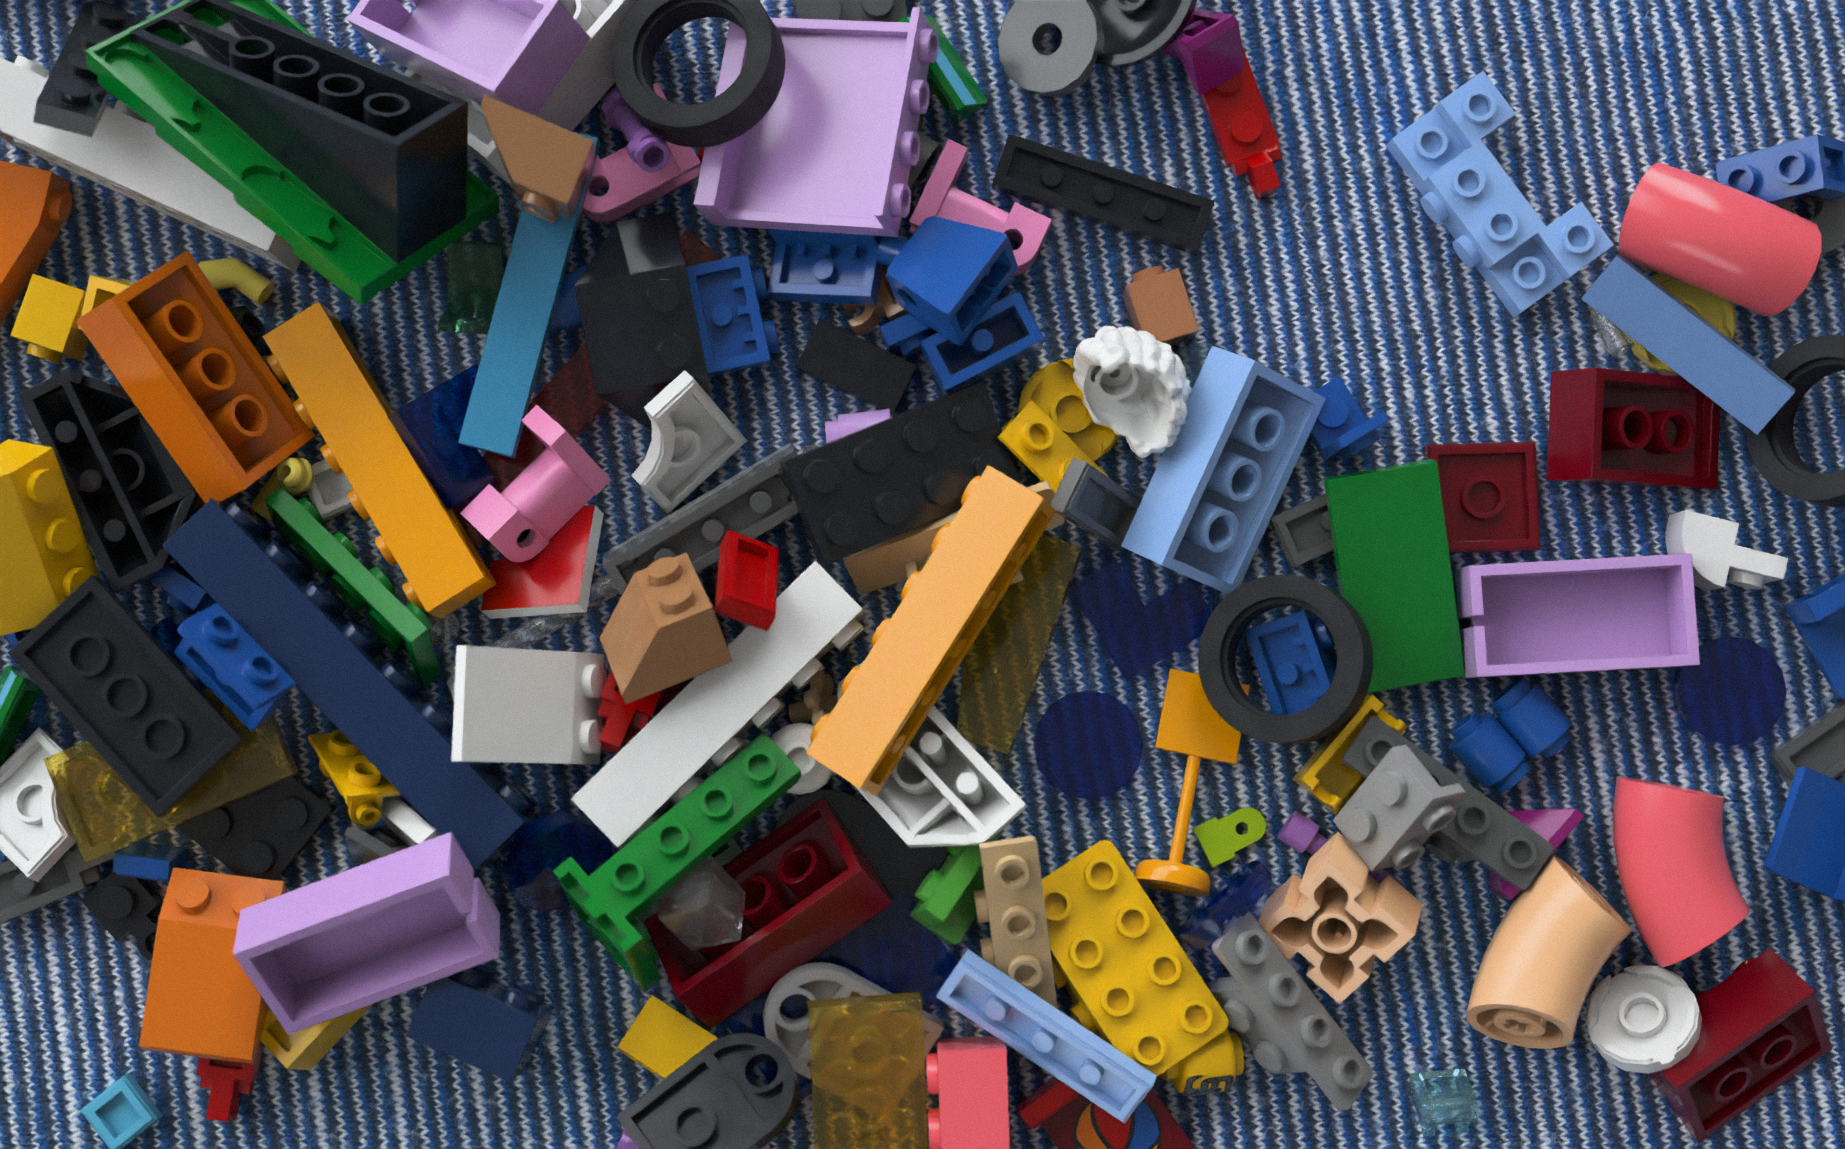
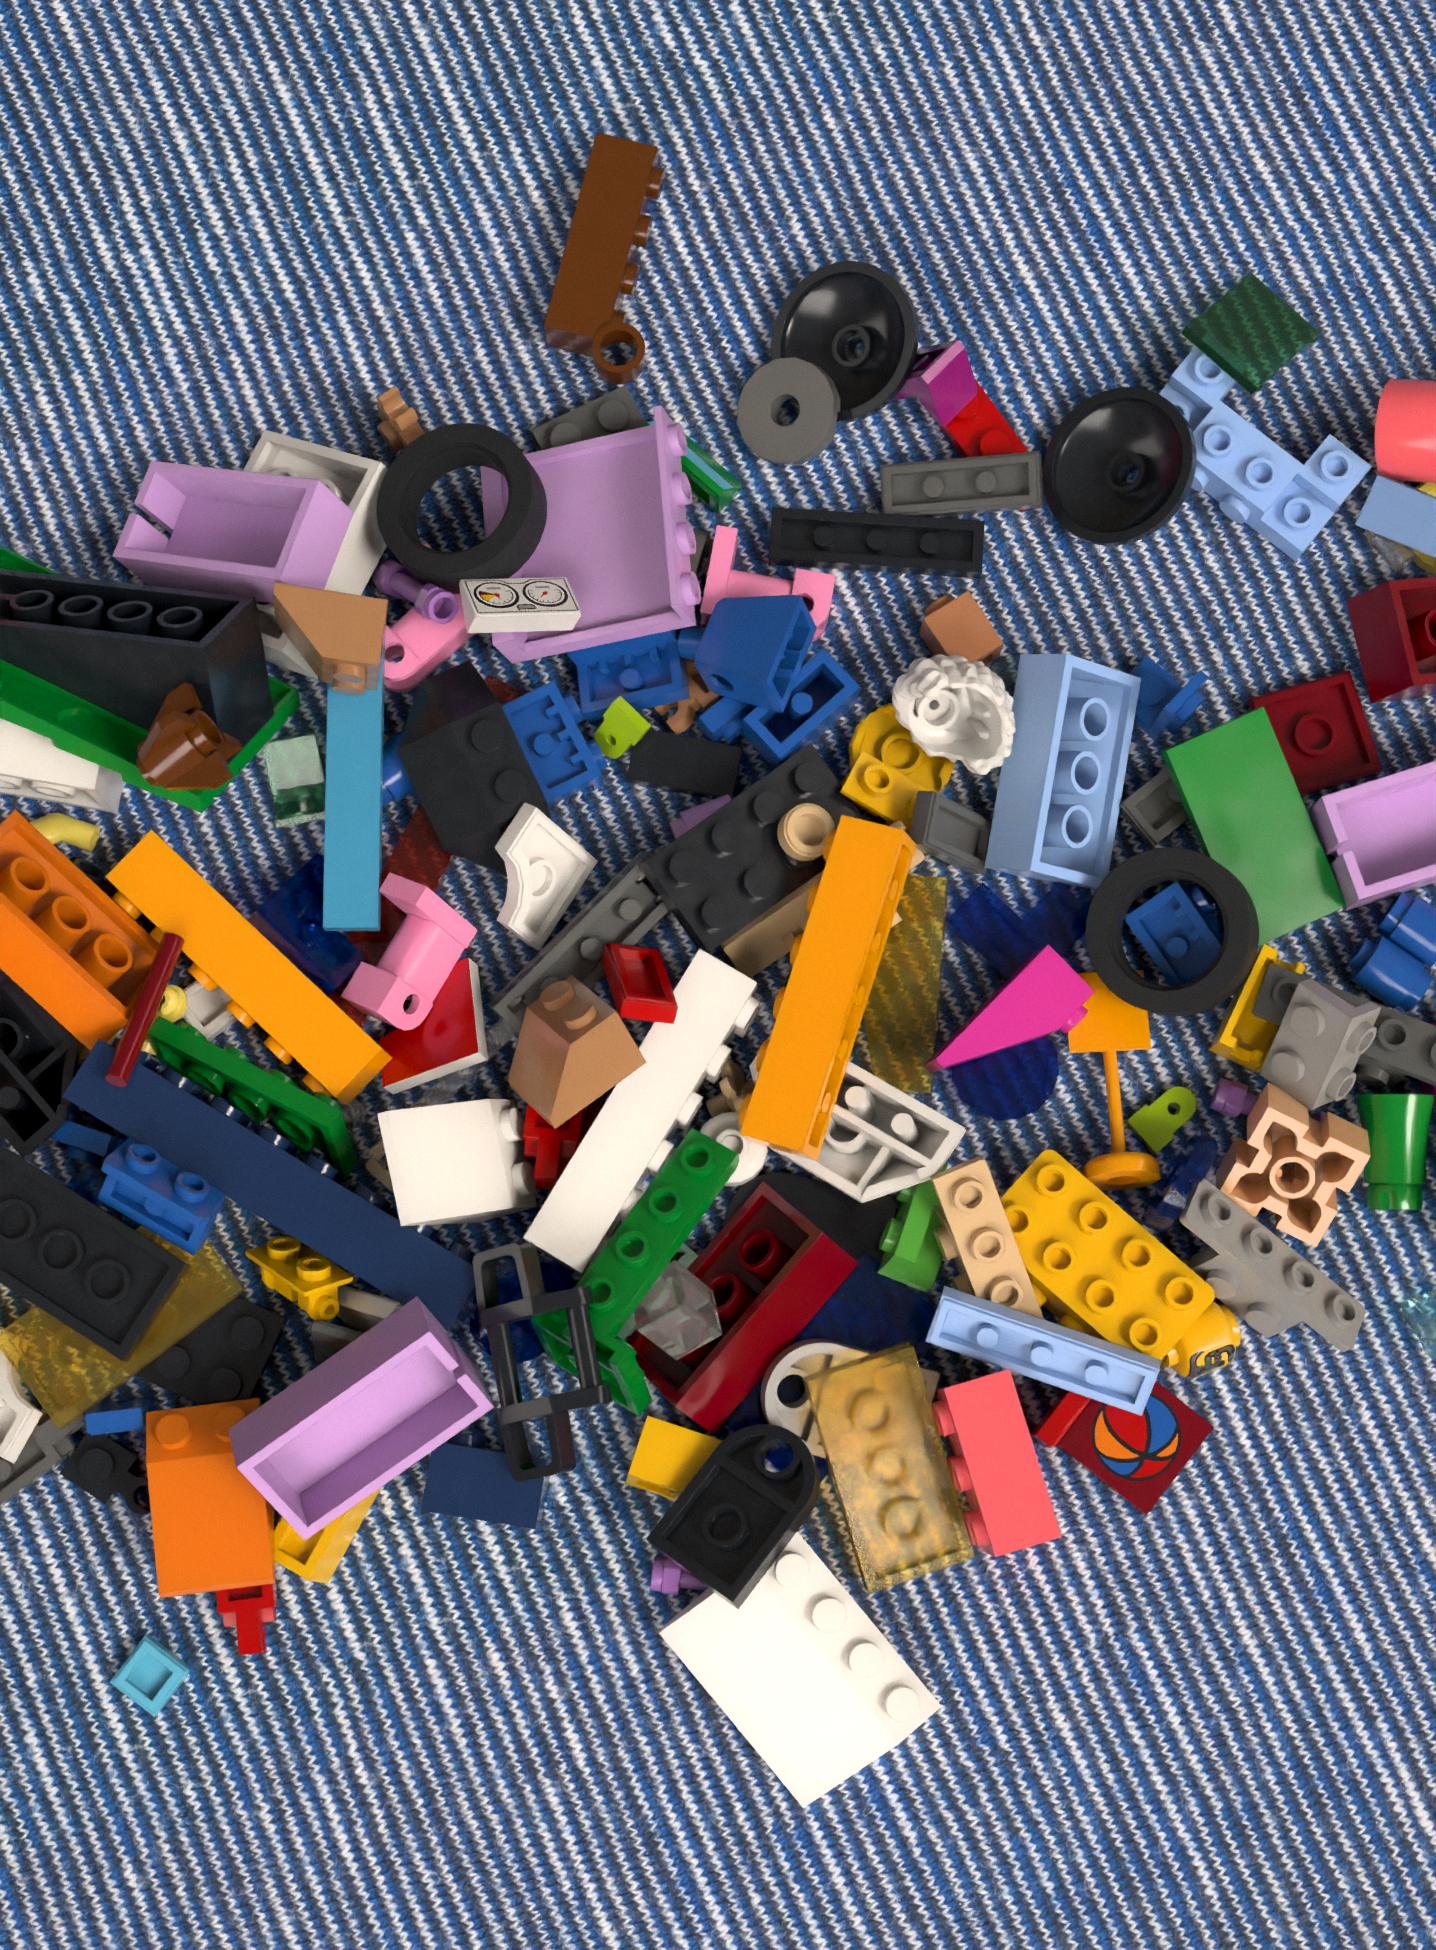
camera: 15 degrees left, 5 degrees down
(263, 481) = (144, 1010): none -> dark red bar
(357, 237) = (185, 746): none -> reddish brown brick
(553, 976) = (555, 1408): none -> black bar
(728, 172) = (518, 605): none -> white slope
(801, 317) = (620, 729): none -> lime piece
(951, 469) = (805, 831): none -> tan tile
(1125, 695) = (1027, 1006): none -> dark pink slope
(1202, 159) = (962, 485): none -> dark grey tile
(1346, 158) = (1097, 452): none -> black dish
(1446, 926) = (1398, 1148): none -> green plant
(1531, 78) = (1250, 333): none -> clear green piece

